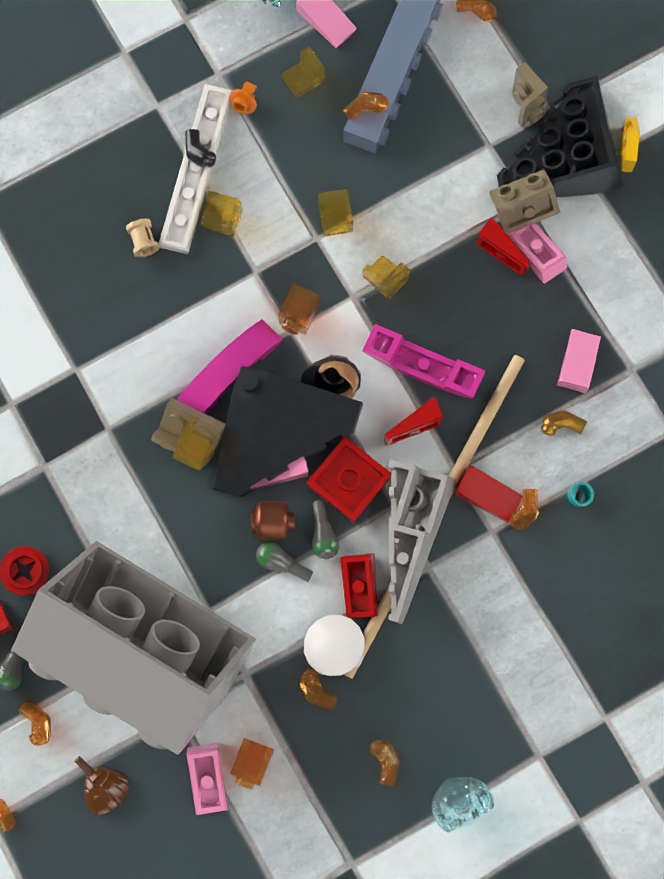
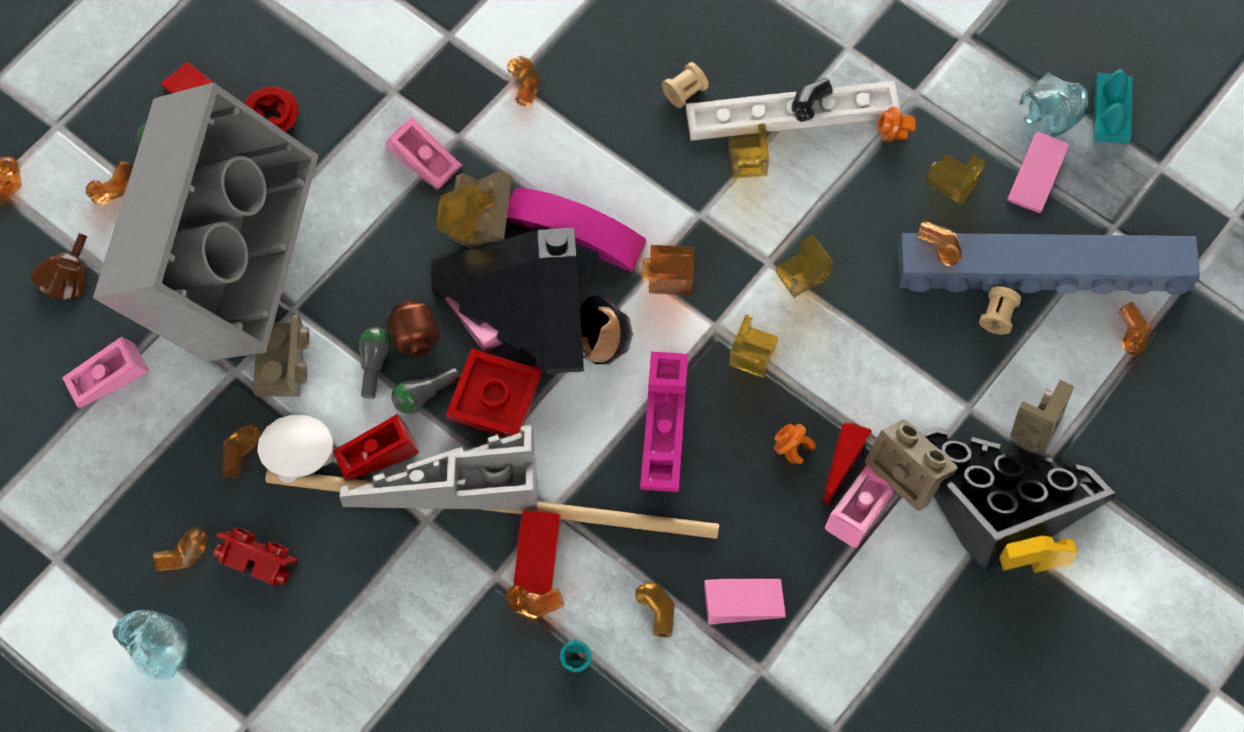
camera: 70 degrees right, 10 degrees down
(74, 355) = (528, 77): none -> clear orange arm
(114, 462) = (423, 154): none -> bright pink slope
(251, 763) = (133, 408): clear orange brick -> none
(266, 630) = (281, 367): none -> dark tan bracket
(420, 694) = (269, 559): none -> red hinge
(423, 419) = (595, 445): red slope -> none
(427, 90) = (1000, 310): none -> tan bush
(471, 278) = (788, 440): none -> orange plate

